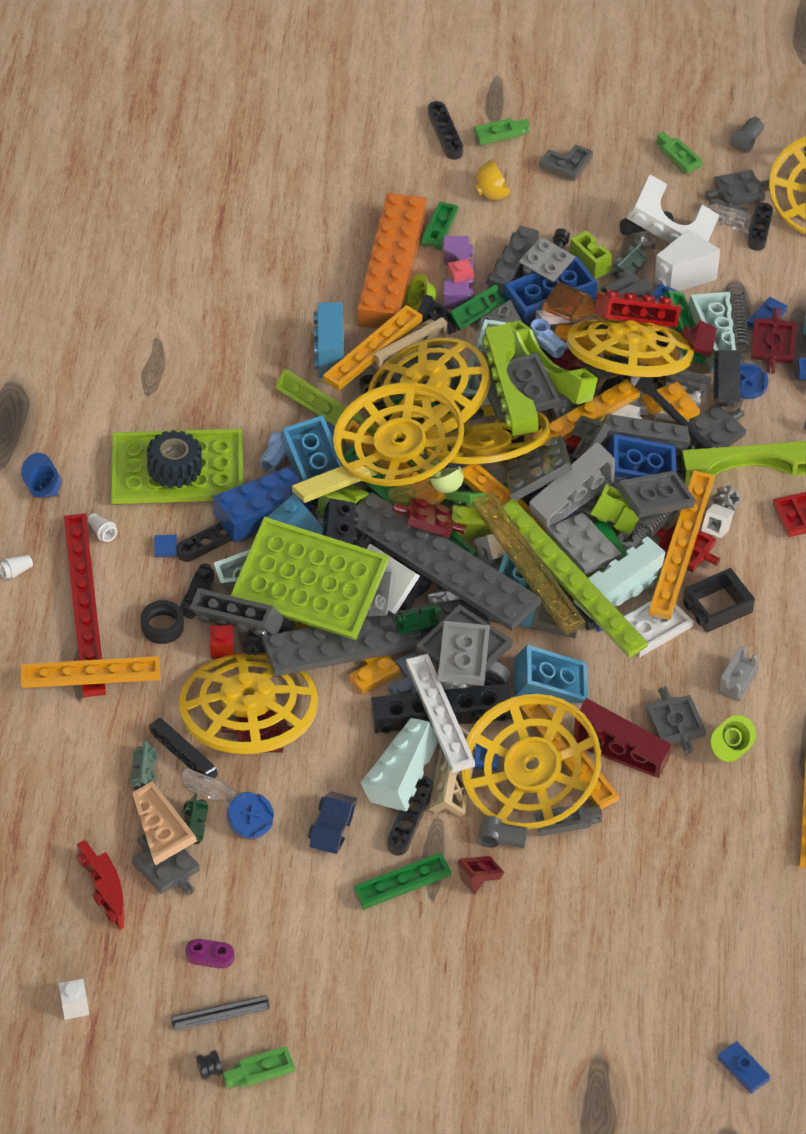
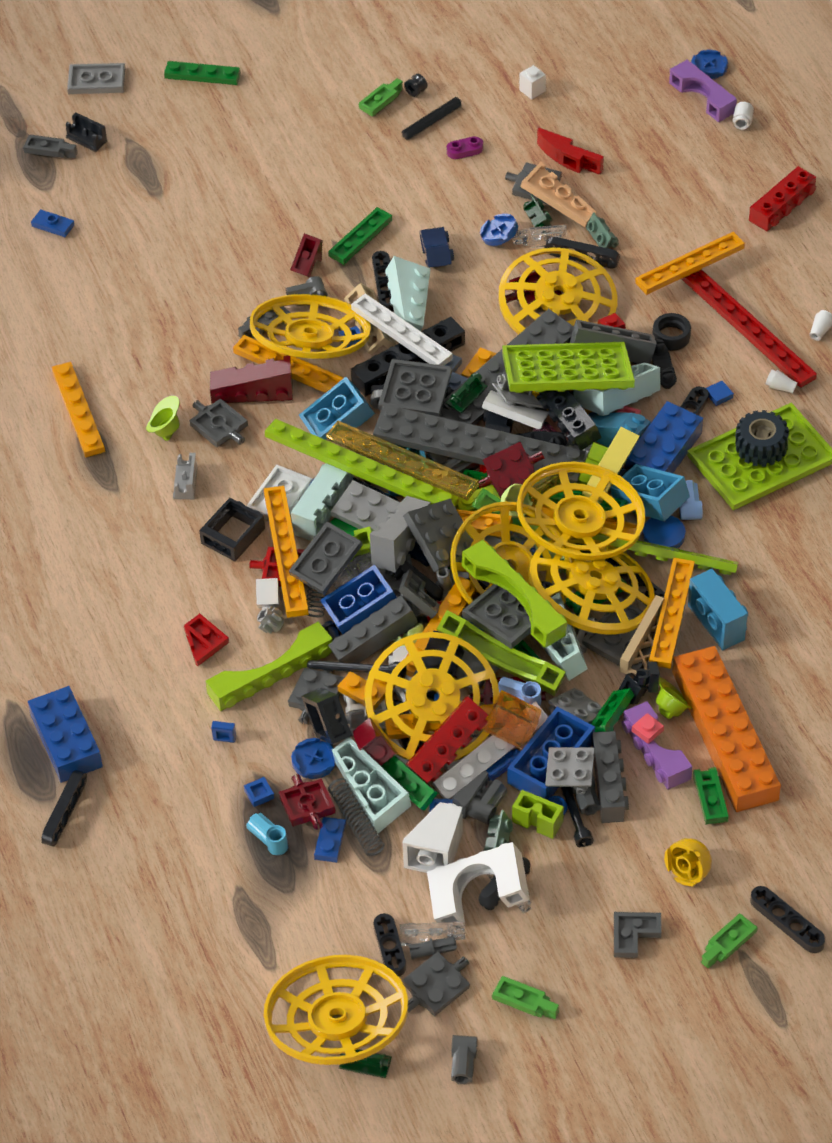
camera: 155 degrees right, 0 degrees up
(463, 653) = (407, 367): light grey plate -> none

